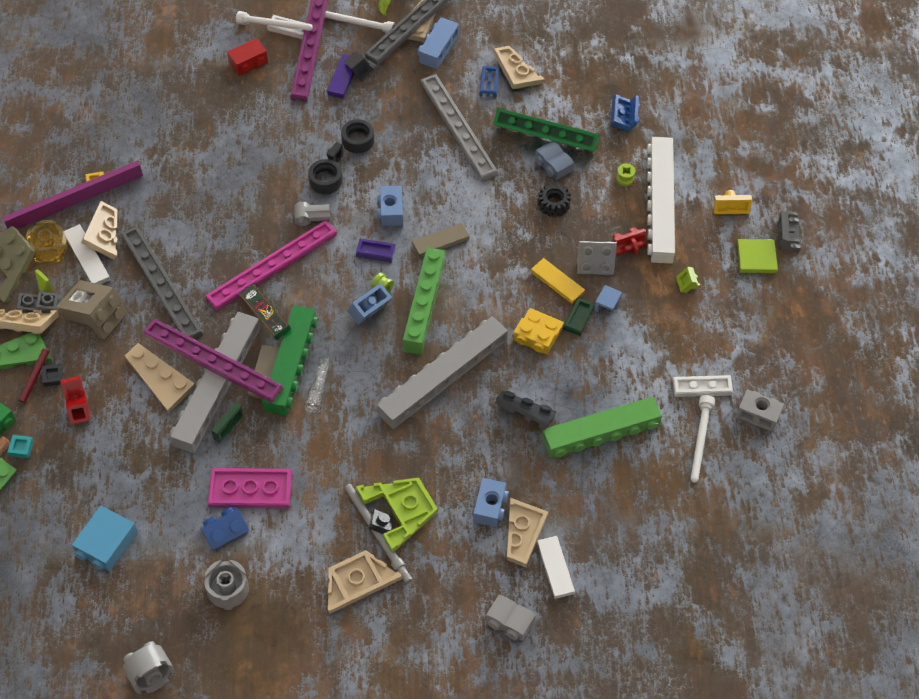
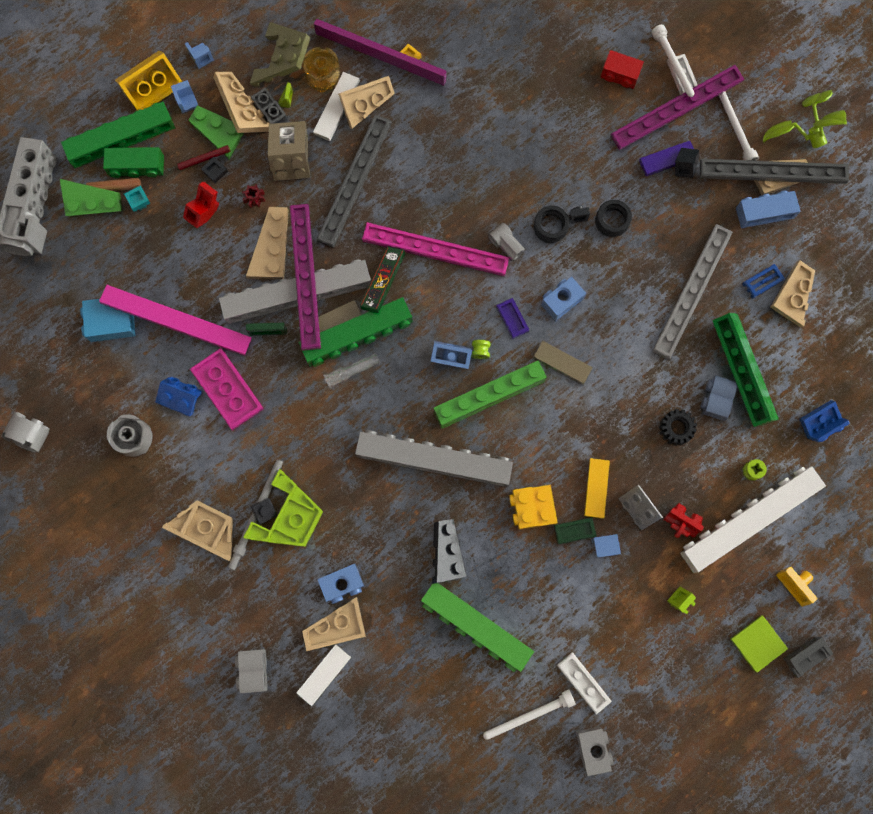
camera: 55 degrees right, 20 degrees up
(104, 360) = (249, 192): none -> dark red gear
(156, 483) = (175, 320): none -> dark pink tile

